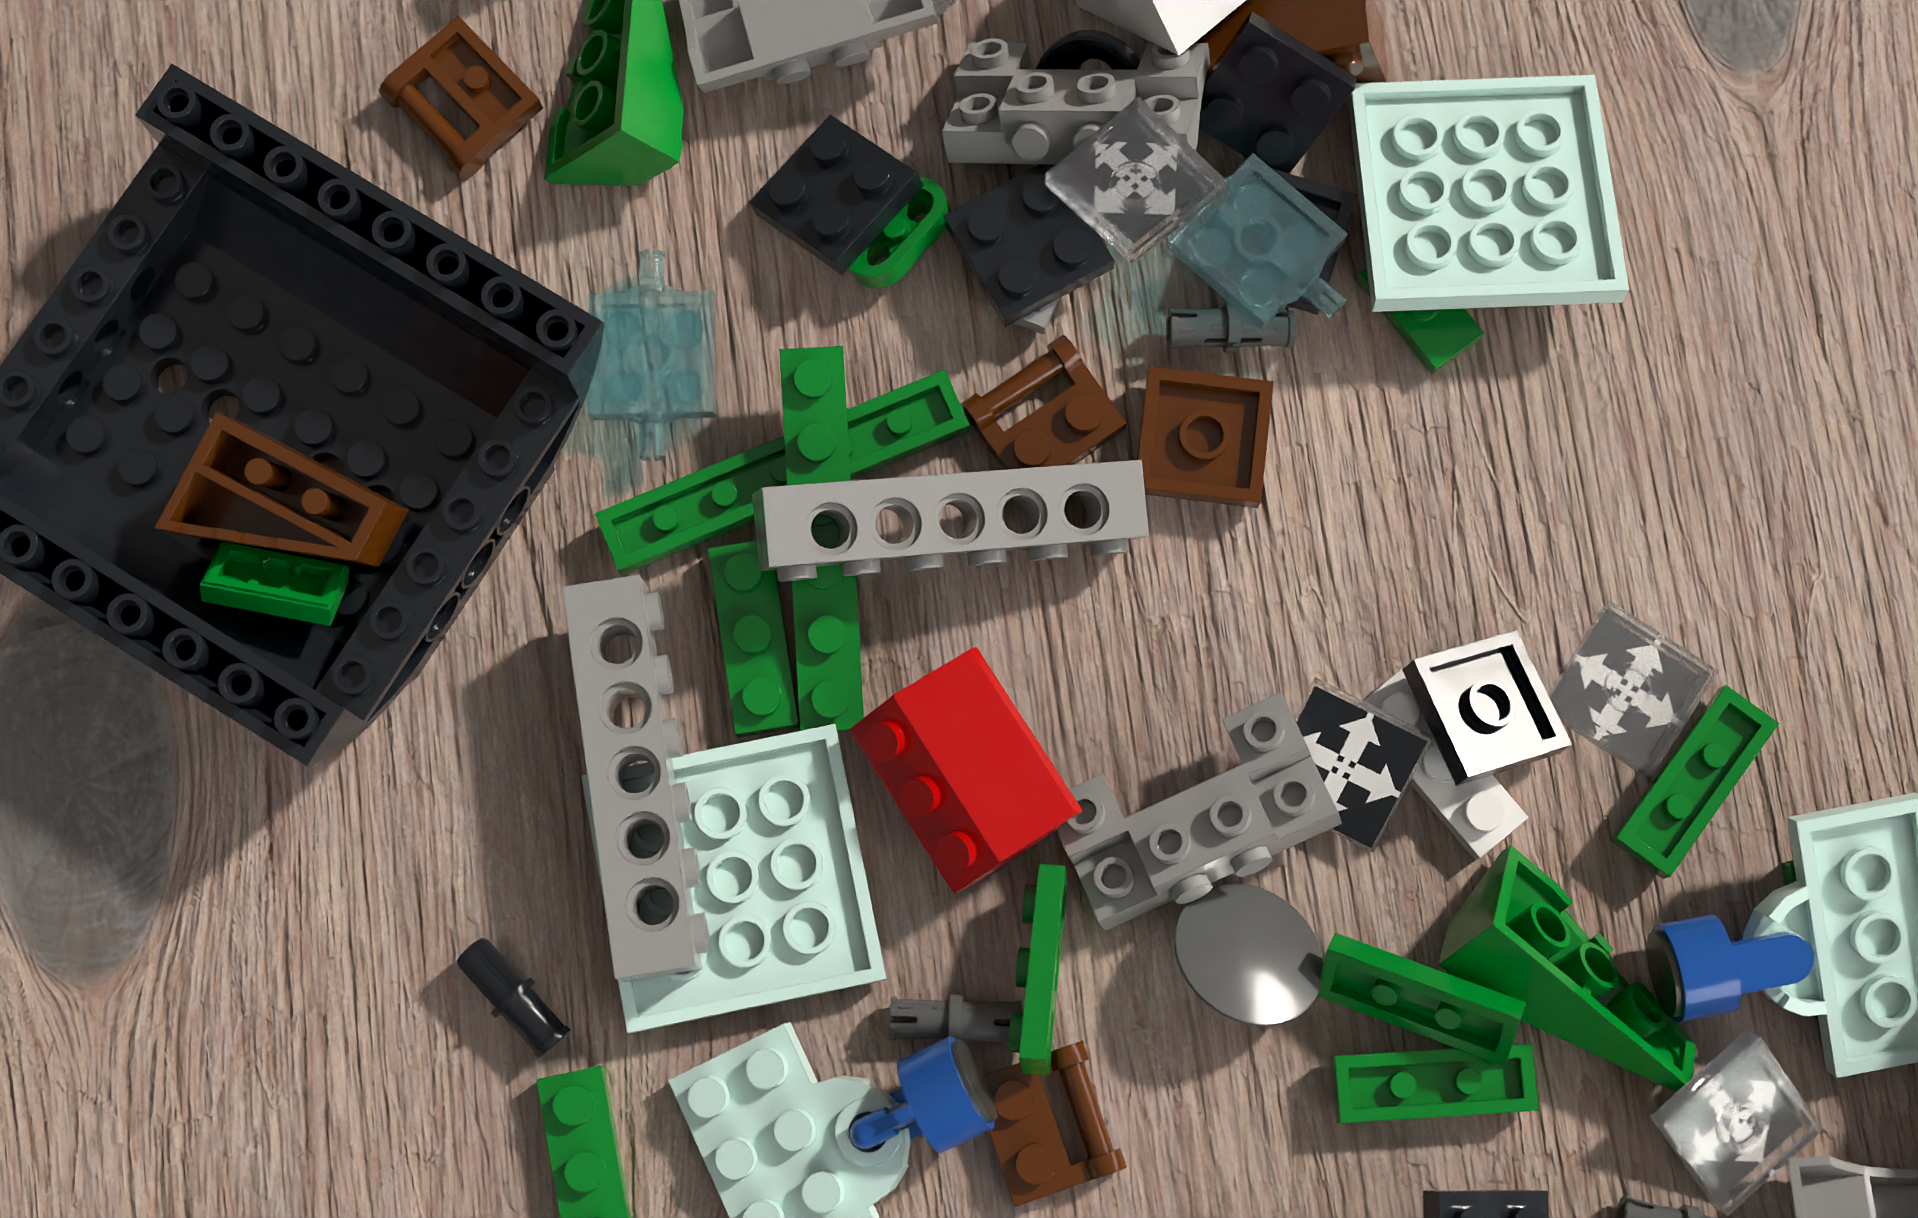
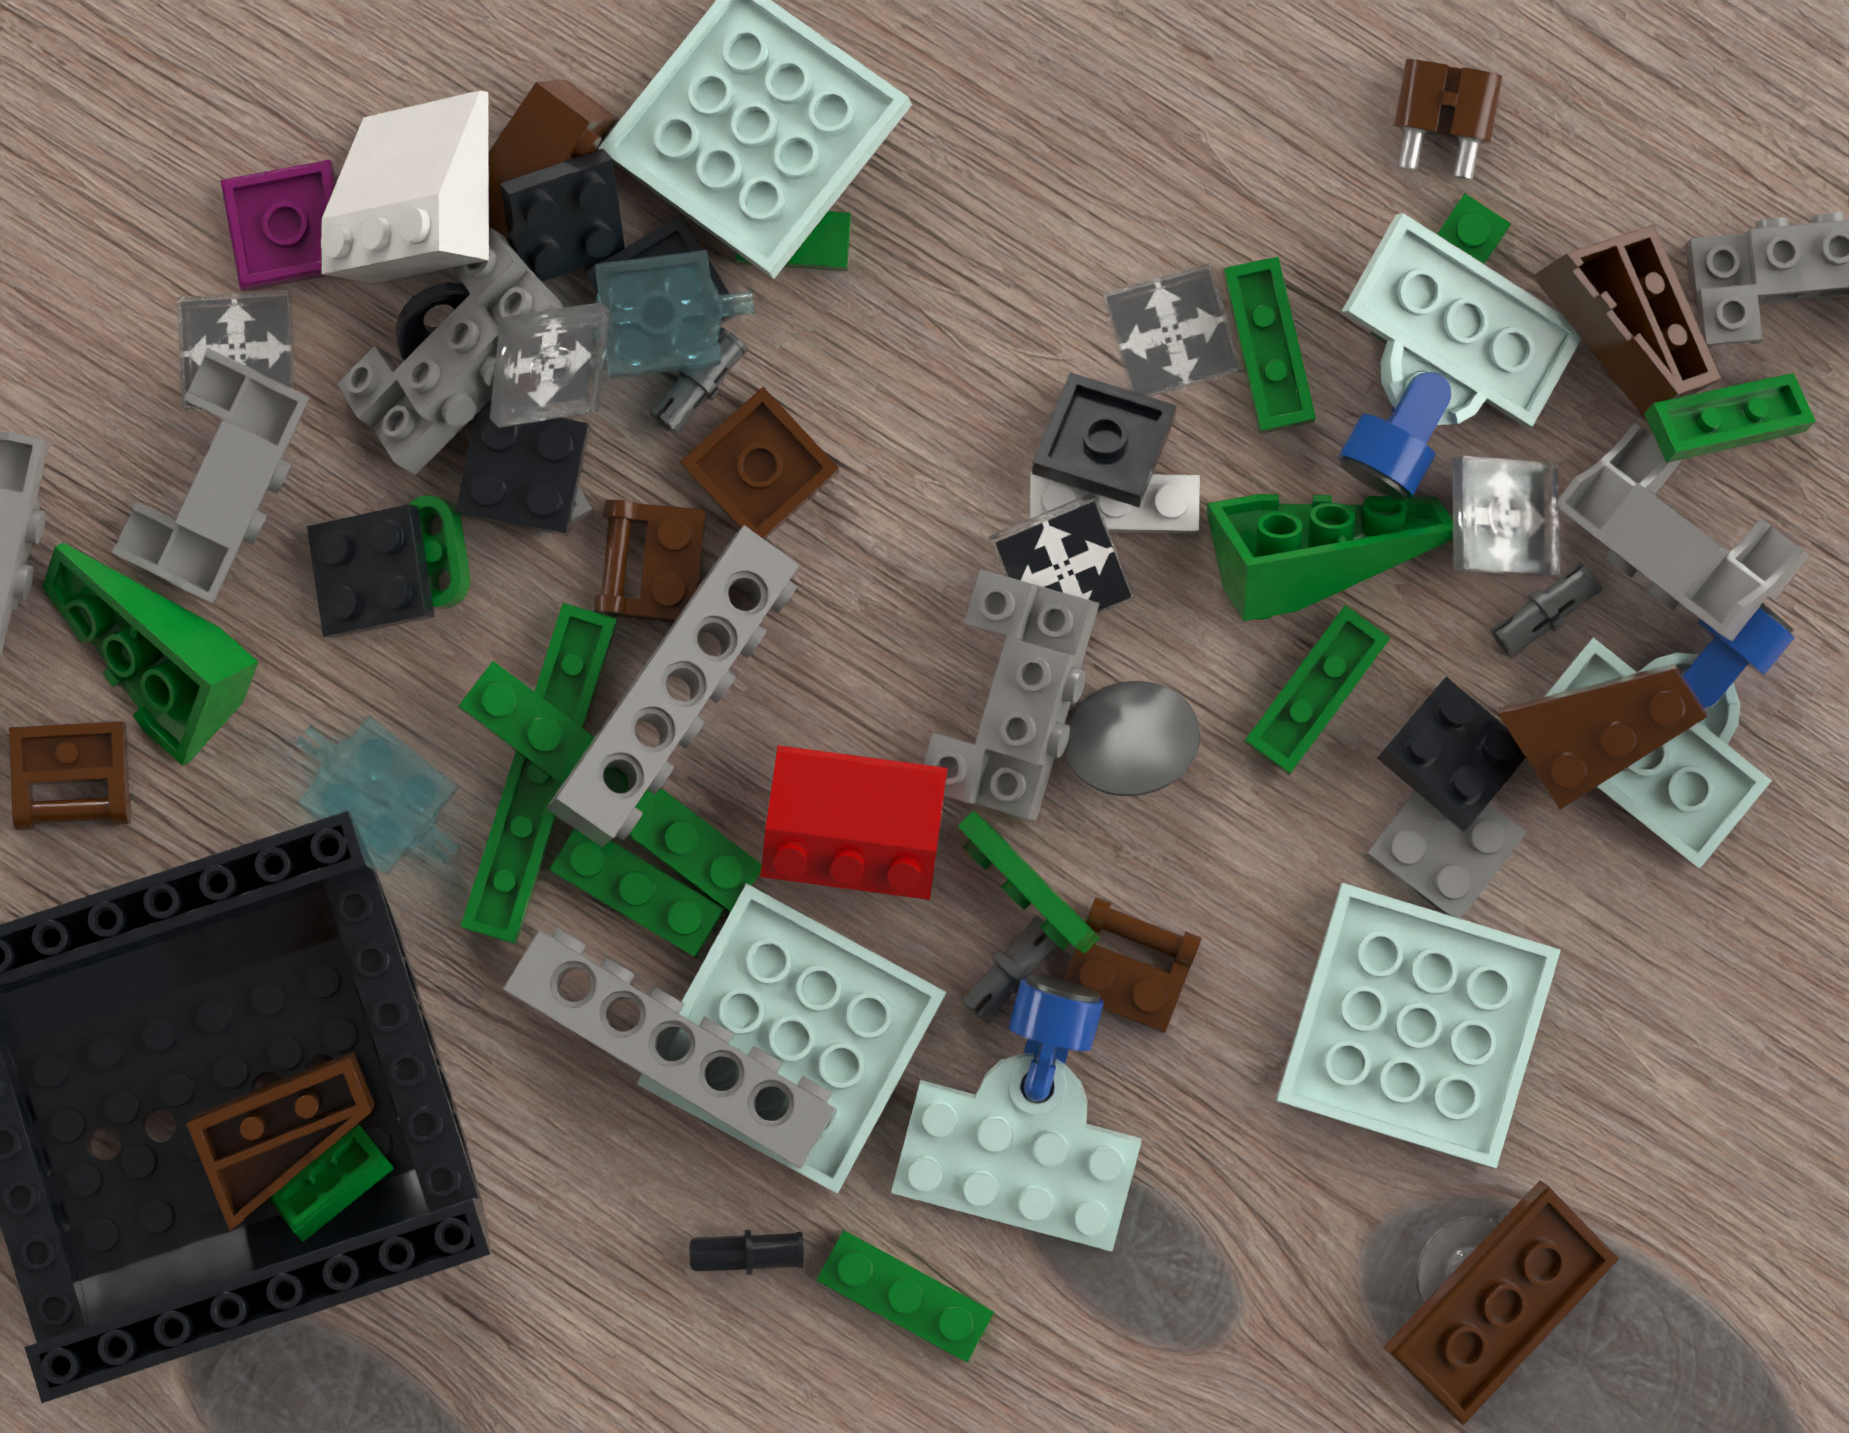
camera: 50 degrees left, 5 degrees up
(1420, 999) = (1255, 652): green plate -> none

